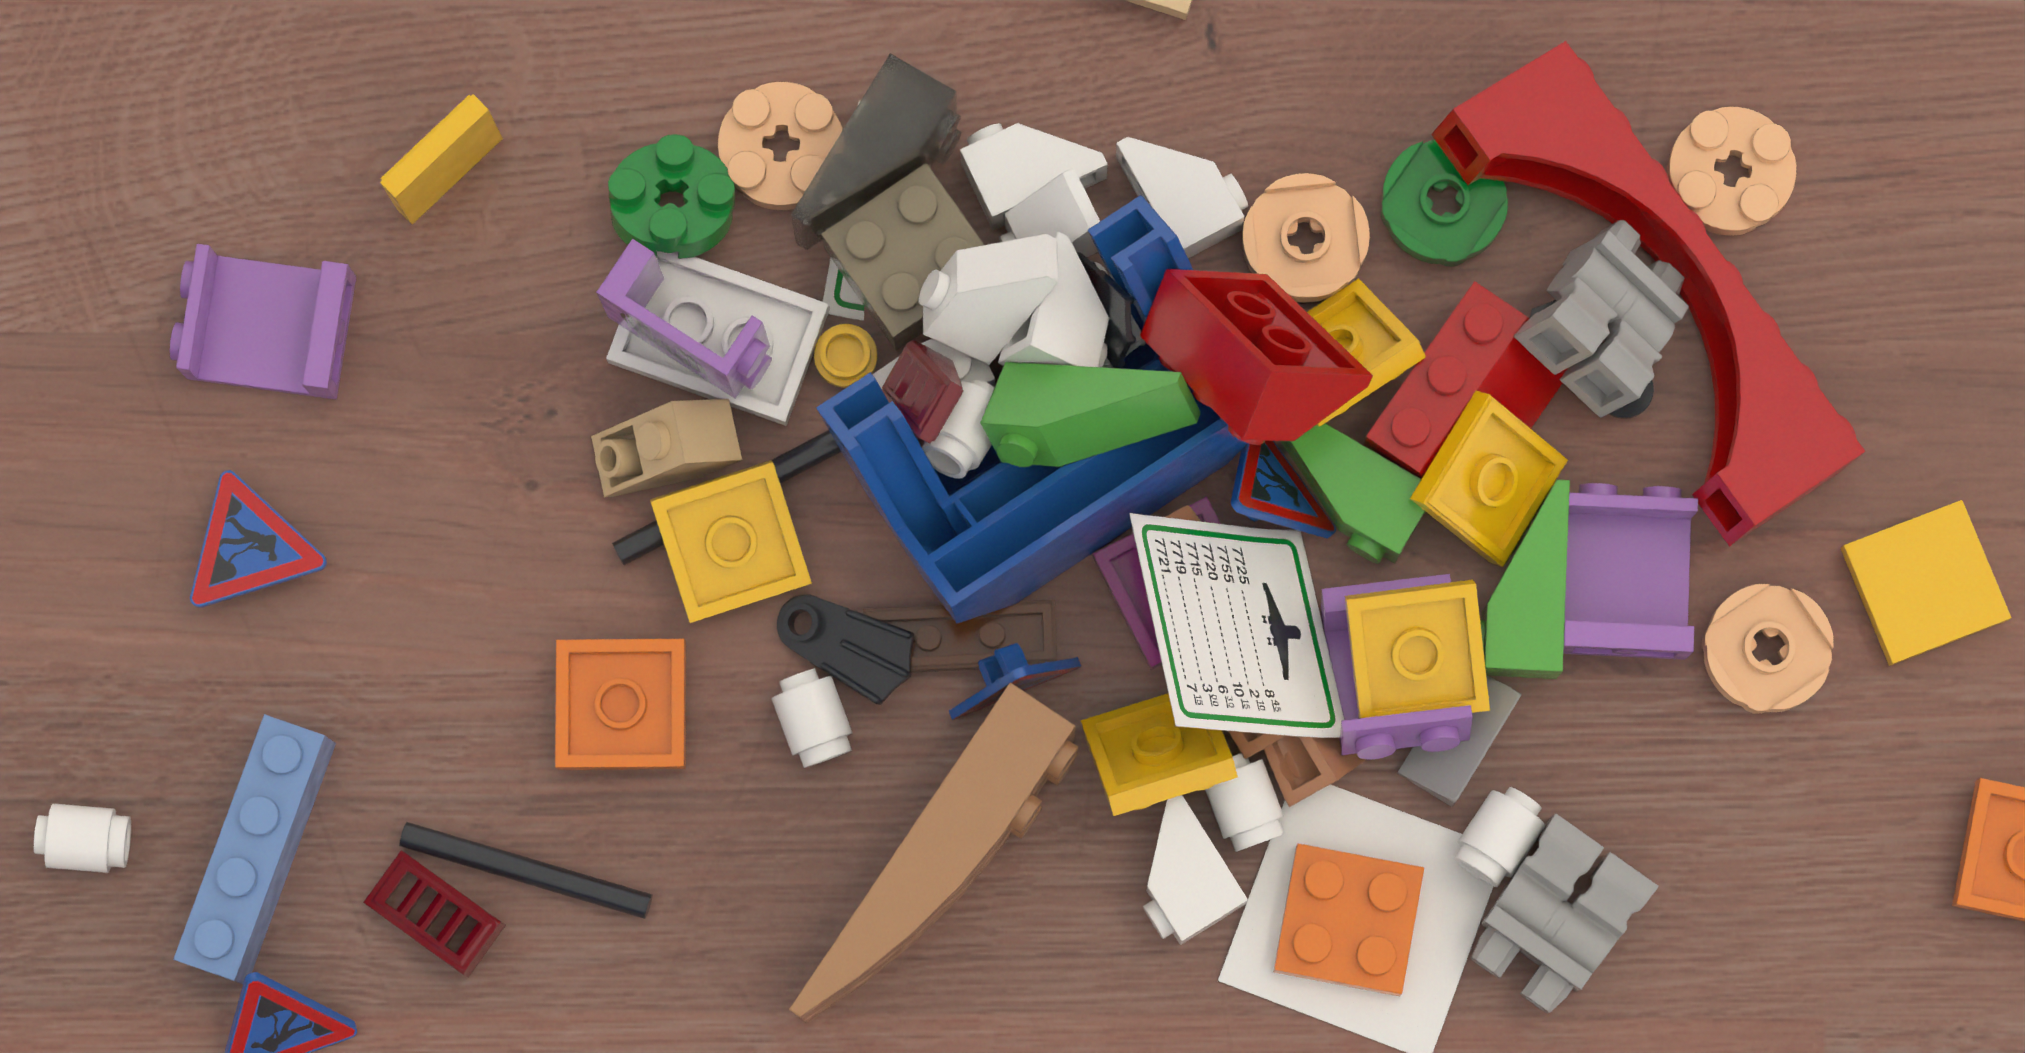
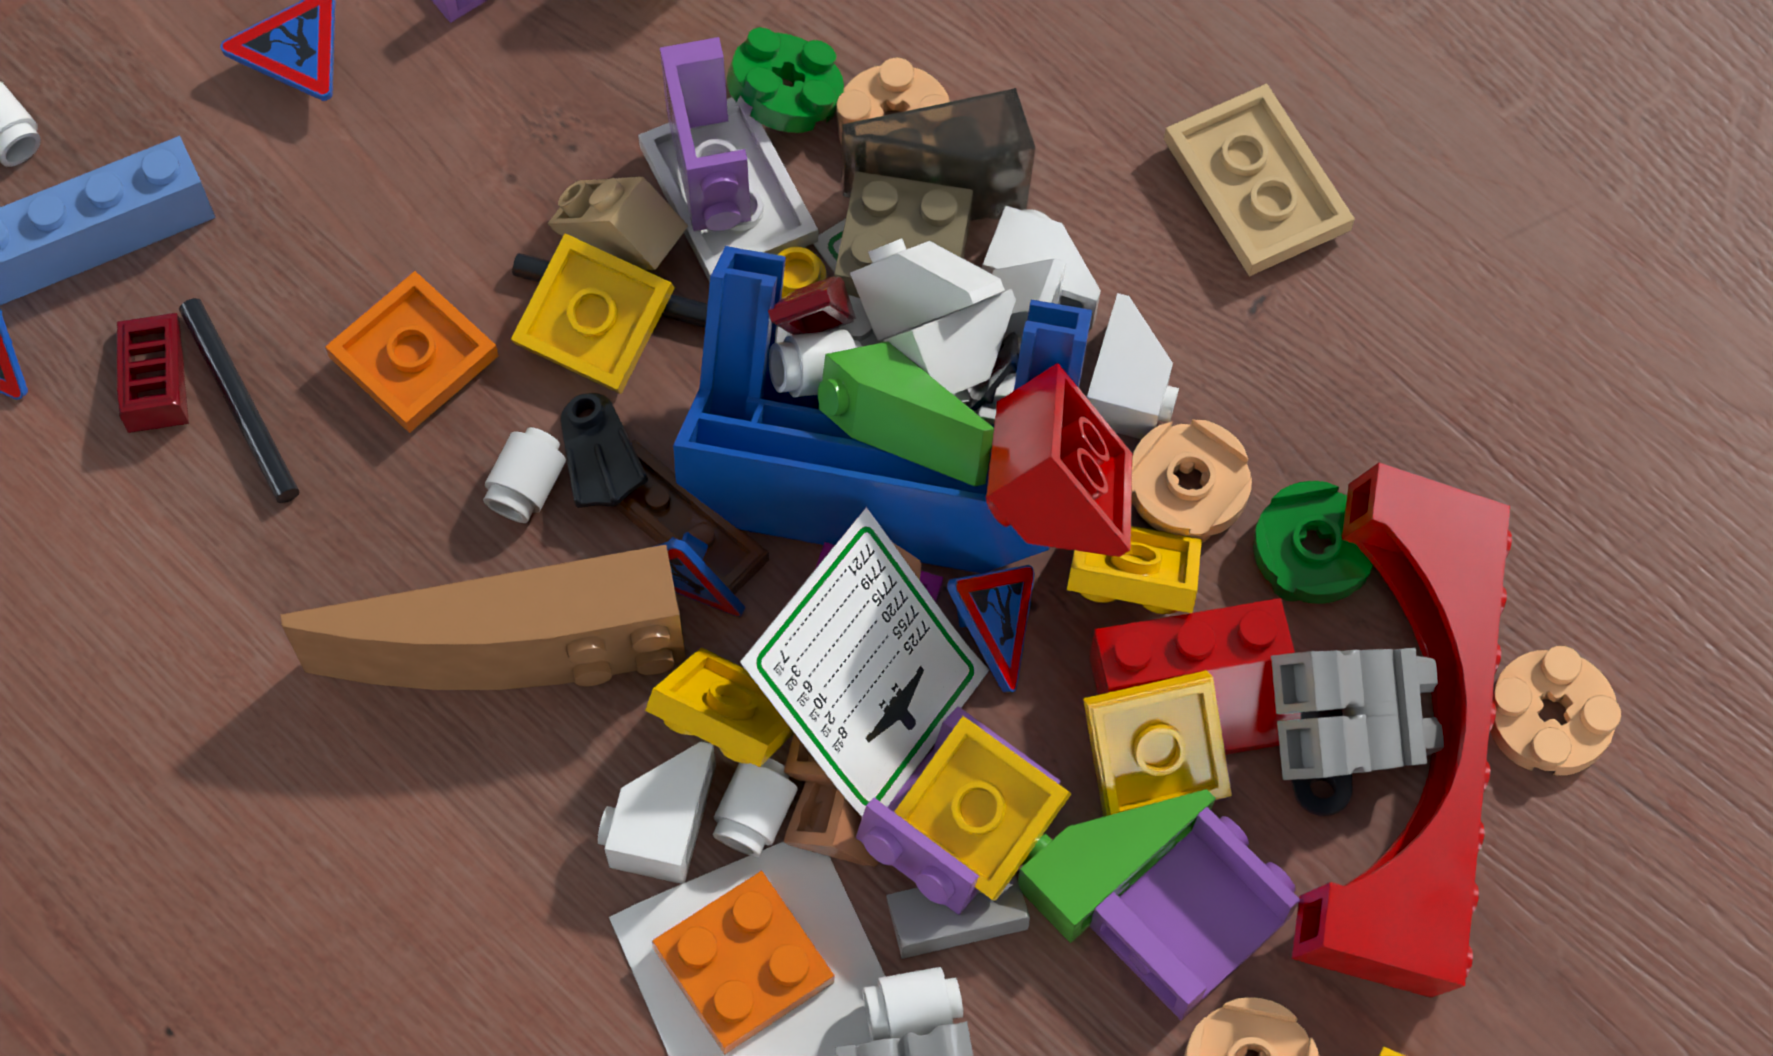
camera: 40 degrees right, 15 degrees down
(1359, 491) = (1055, 666): bright green slope -> none

